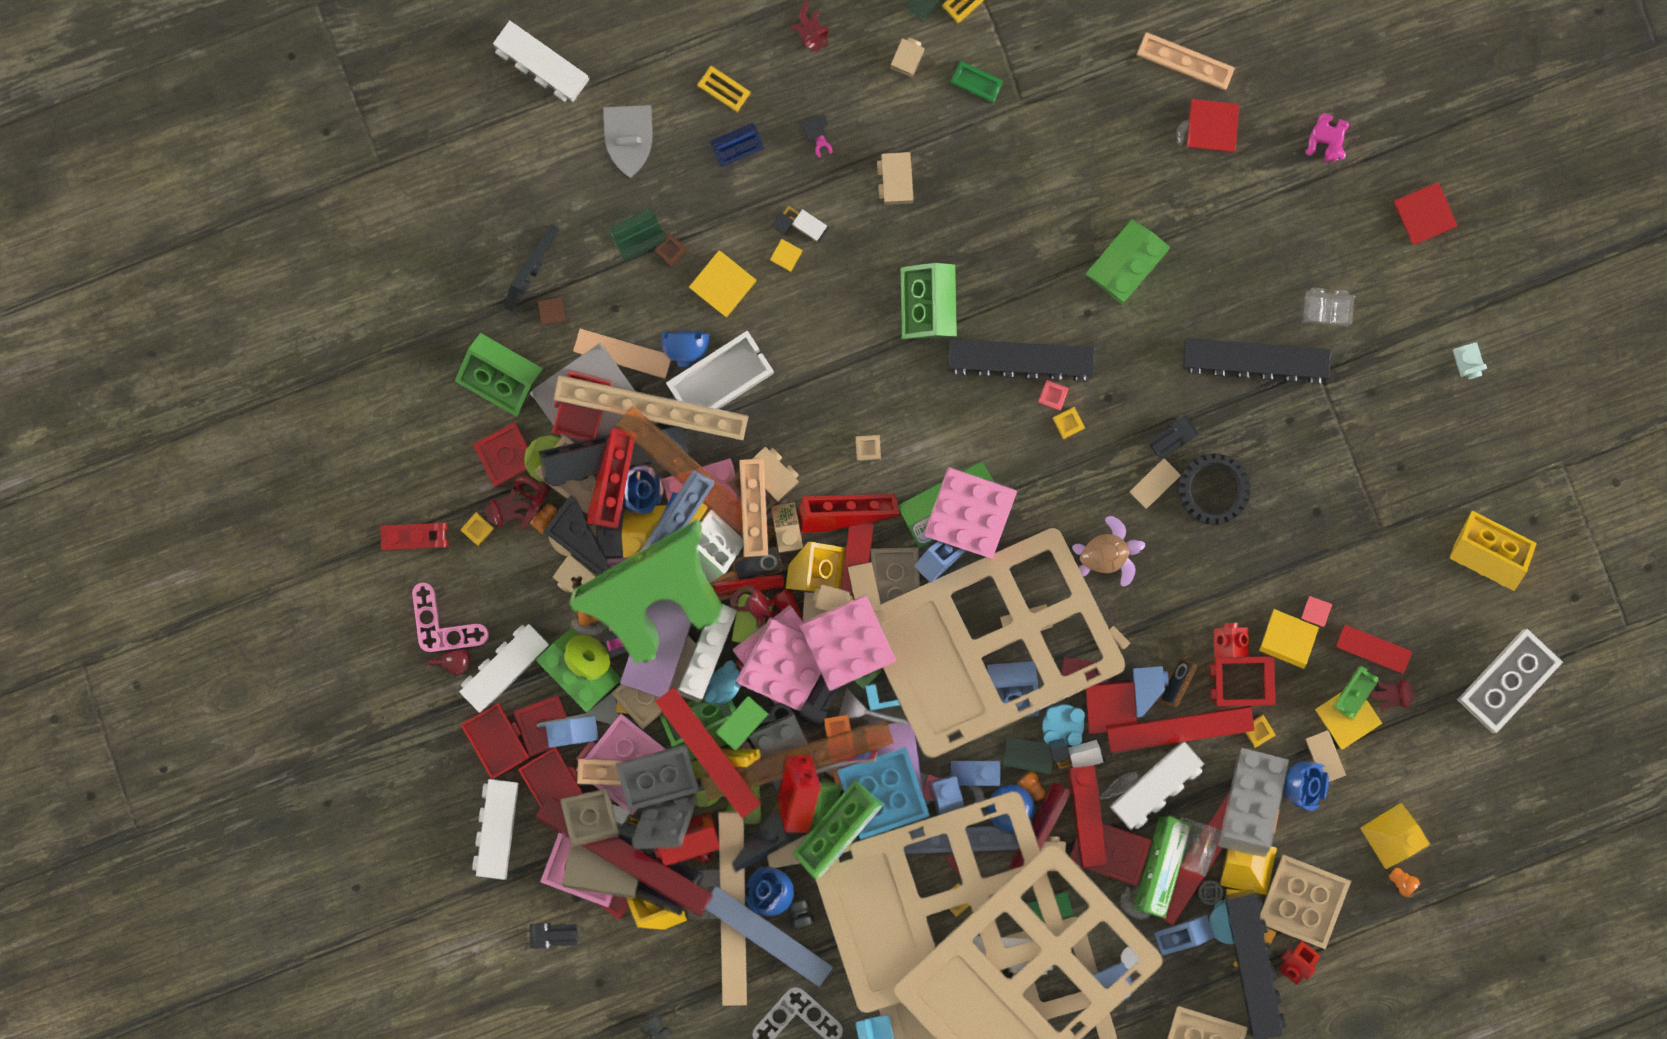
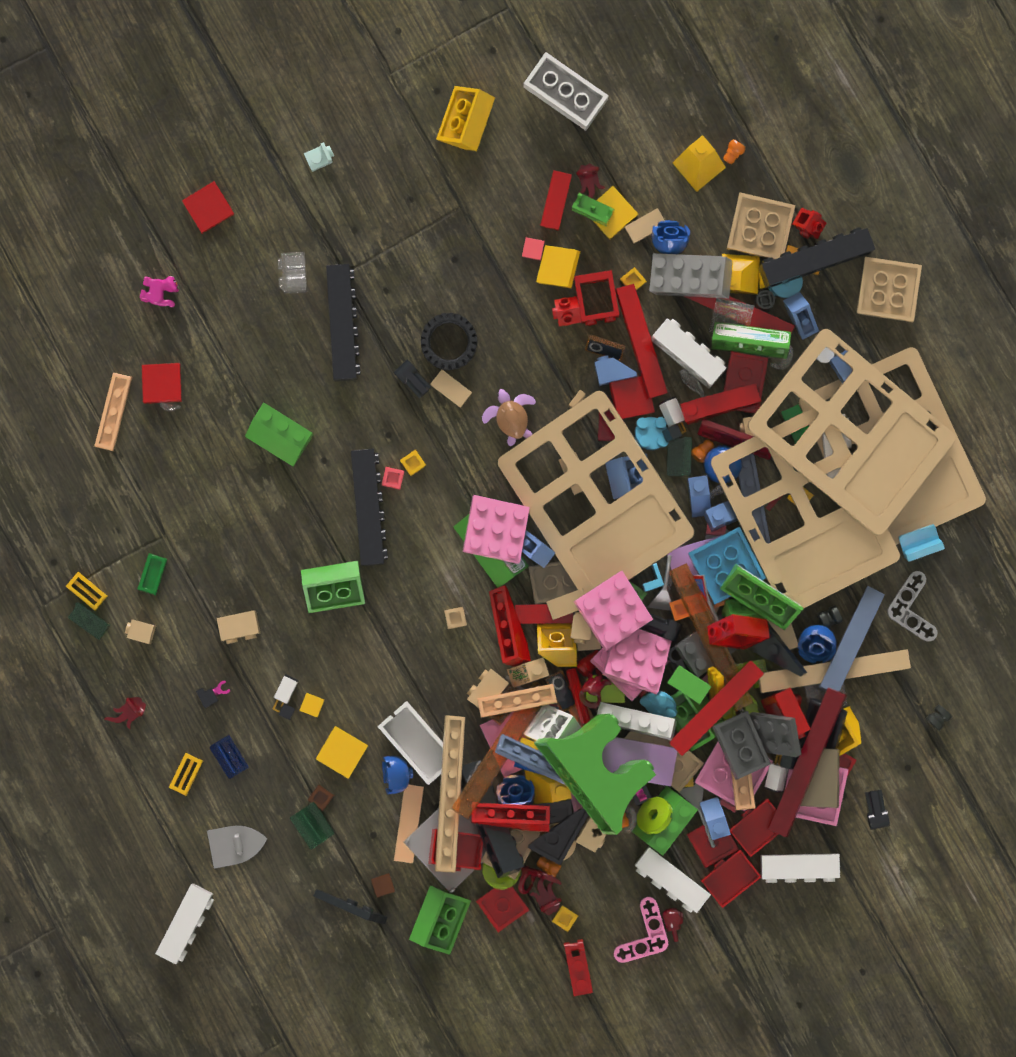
camera: 100 degrees left, 0 degrees up
(589, 817) = (781, 794): dark tan tile -> none

